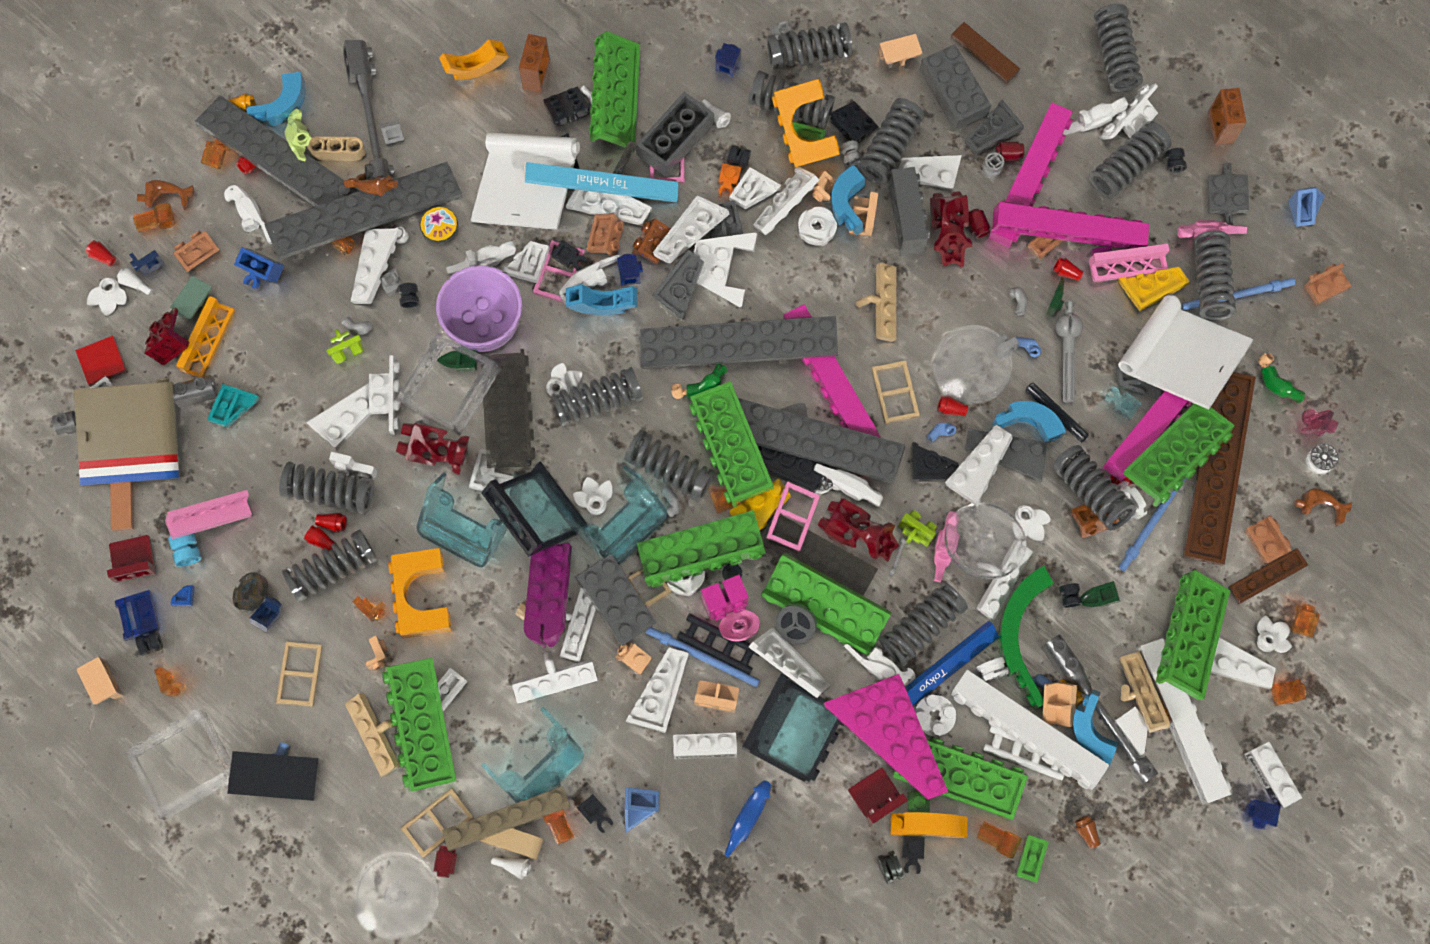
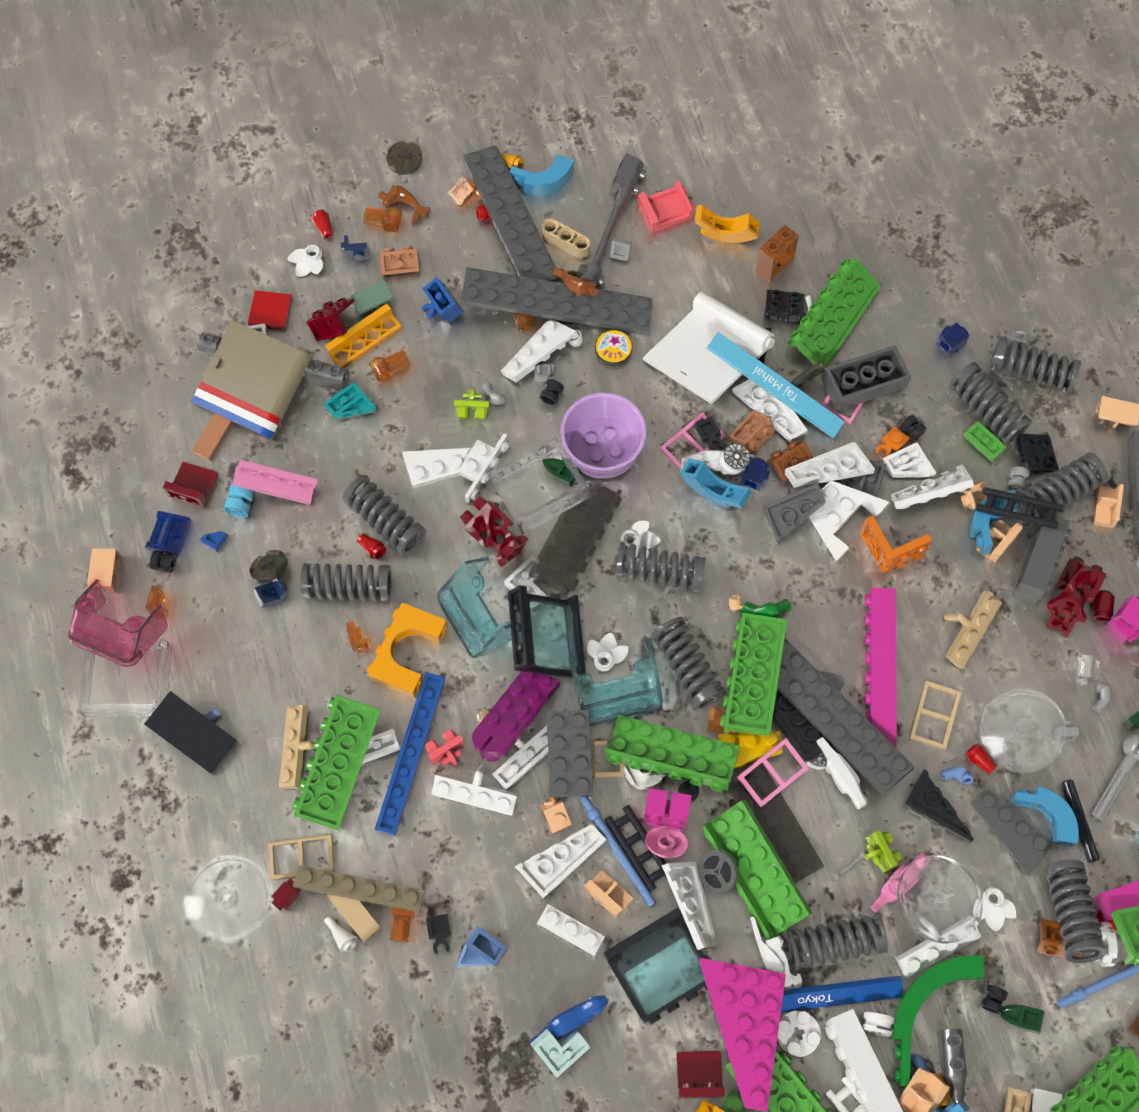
camera: 35 degrees right, 5 degrees down
(130, 279) = (333, 256): white cone -> none
(138, 151) = (404, 157): none -> clear smoke tile
(146, 738) = (108, 638): none -> clear pink windscreen
(244, 354) = (385, 367): none -> clear orange piece
(247, 209) = (462, 248): white animal -> none
(297, 134) = (539, 210): yellowish green animal -> none
(314, 675) = (278, 668): tan window -> none
(317, 537) = (351, 552): red cone -> none
(346, 465) = (412, 506): white plate -> none
(379, 648) = (343, 678): light nougat bracket -> none
(409, 72) = (666, 207): none -> coral panel
(478, 680) = (410, 754): none -> blue plate
(486, 256) = (638, 395): white animal -> none
(510, 649) = (452, 744): none -> coral hips
(528, 263) = (671, 420): white wing -> none
(549, 771) = (422, 870): clear light blue windscreen -> none
(604, 267) = (734, 459): none -> white wheel
(721, 117) = (916, 385): white cone -> none
(739, 342) = (817, 590): dark grey plate -> none
(757, 849) = (560, 1055): none -> light aqua plate
(774, 277) = (882, 552): none -> orange bracket
(802, 150) = (973, 451): light orange arch -> none
(819, 236) = (946, 537): white plate -> none
(843, 524) = (830, 820): dark red hips -> none
(878, 181) = (1028, 516): none -> black bar
(935, 170) = (1089, 537): white wing -> none
(936, 136) = (1108, 506): none -> light nougat panel
(977, 469) = (968, 830): white wing -> none
(993, 284) = (1085, 669): none -> clear head
(1030, 345) = (1089, 744): medium blue arm -> none

